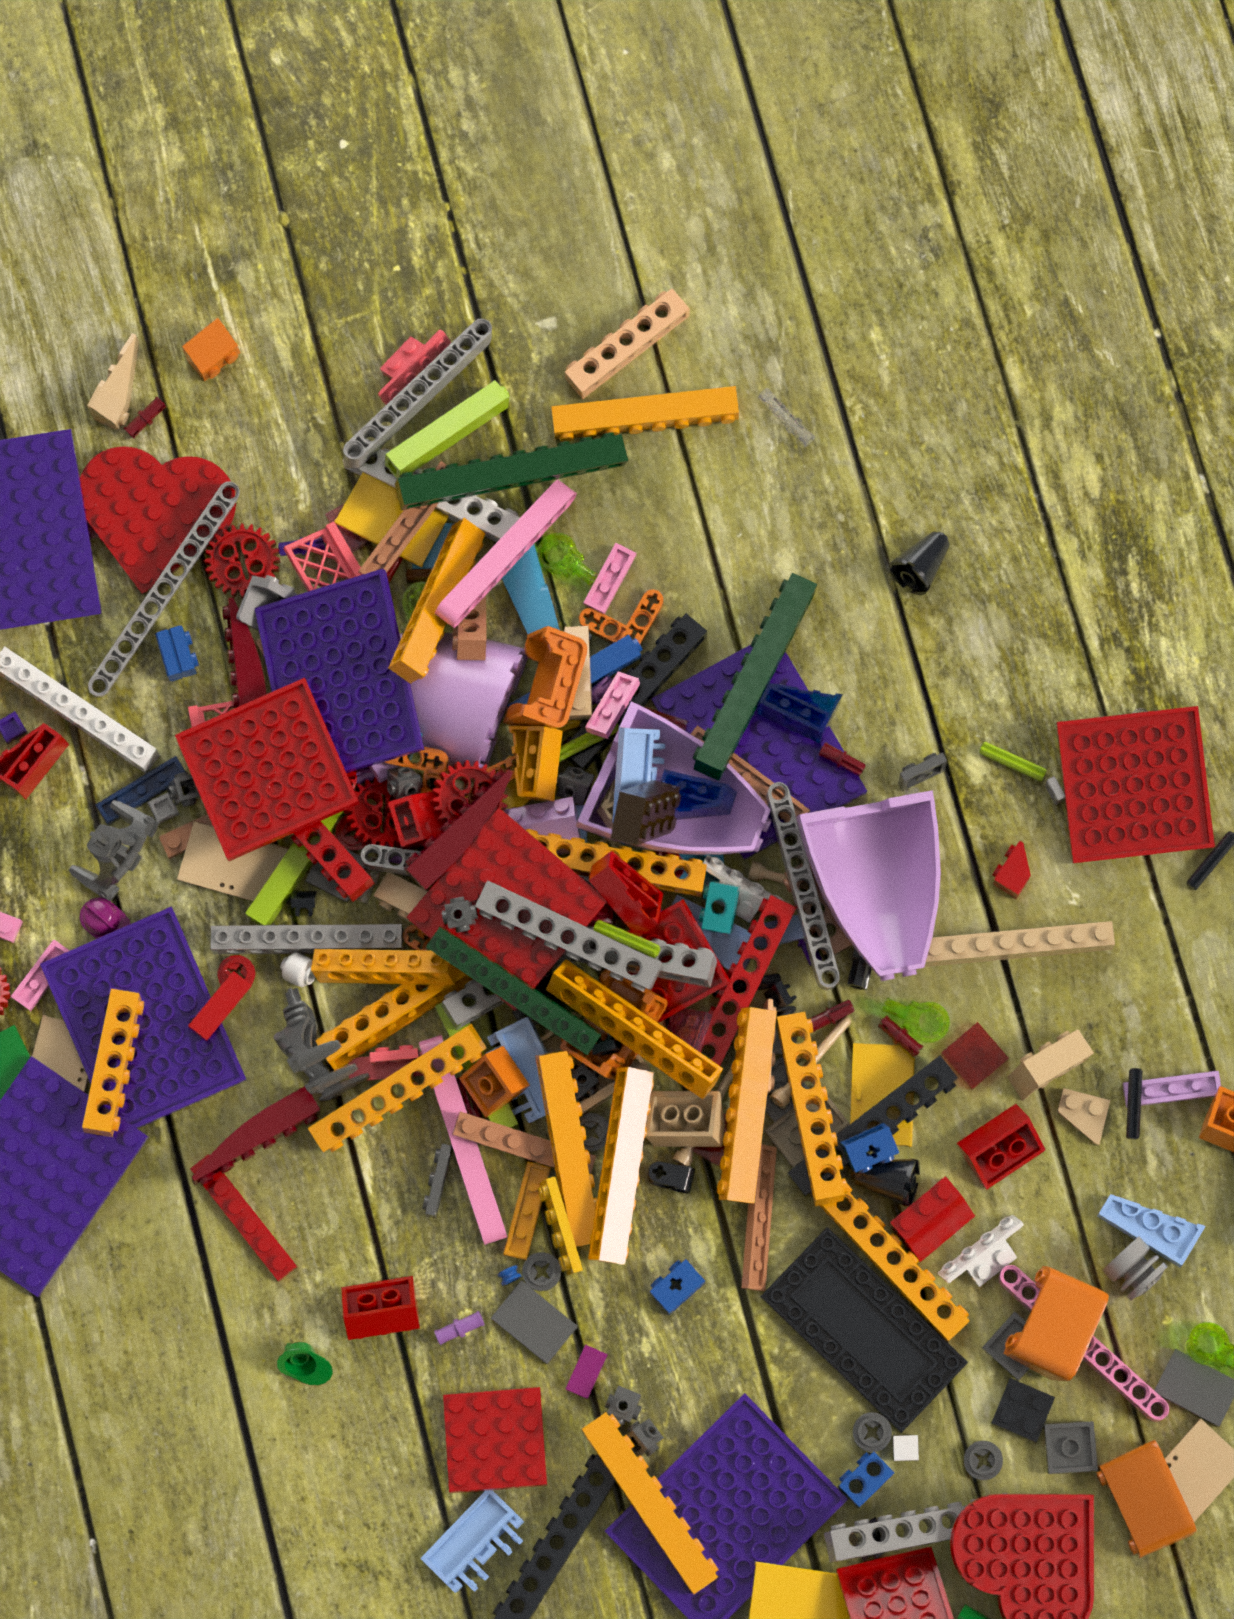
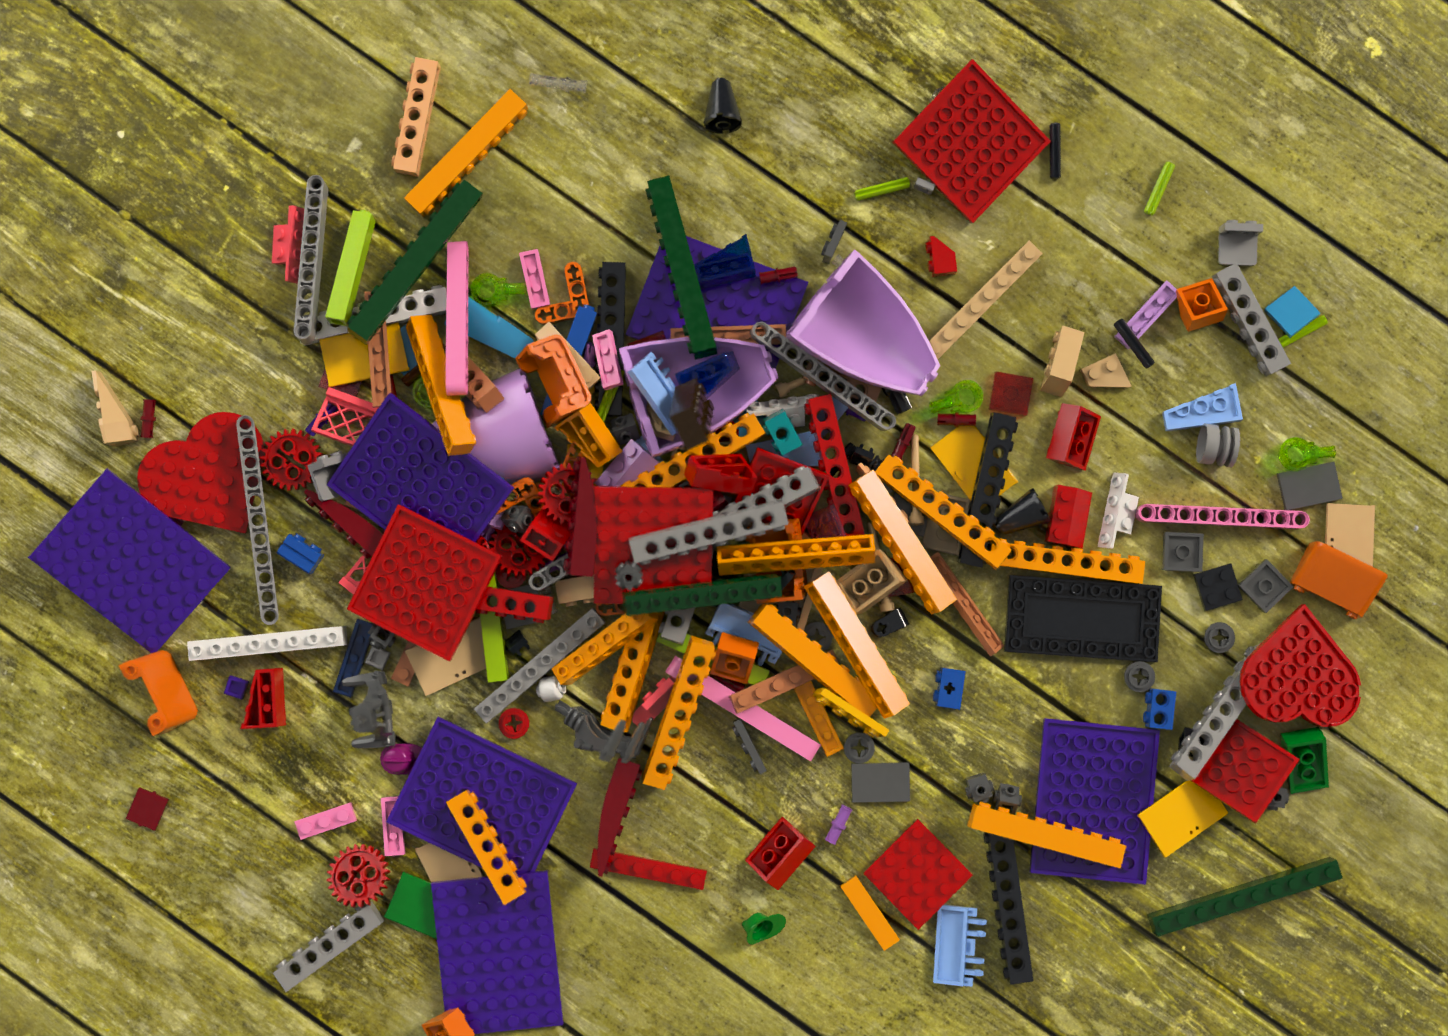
camera: 50 degrees left, 10 degrees up
(211, 350) = (152, 340): orange slope -> none
(219, 1006) = (522, 753): red tile -> none
(417, 1439) = (870, 912): none -> light orange tile
(509, 1275) = (842, 767): blue bush -> none
(586, 1372) = (937, 785): magenta tile -> none
(628, 939) = (745, 502): lime axle -> none
(857, 1148) = (1000, 497): blue brick -> none
(905, 1448) = (1167, 669): white tile -> none
(1058, 1325) = (1203, 518): orange windscreen -> none

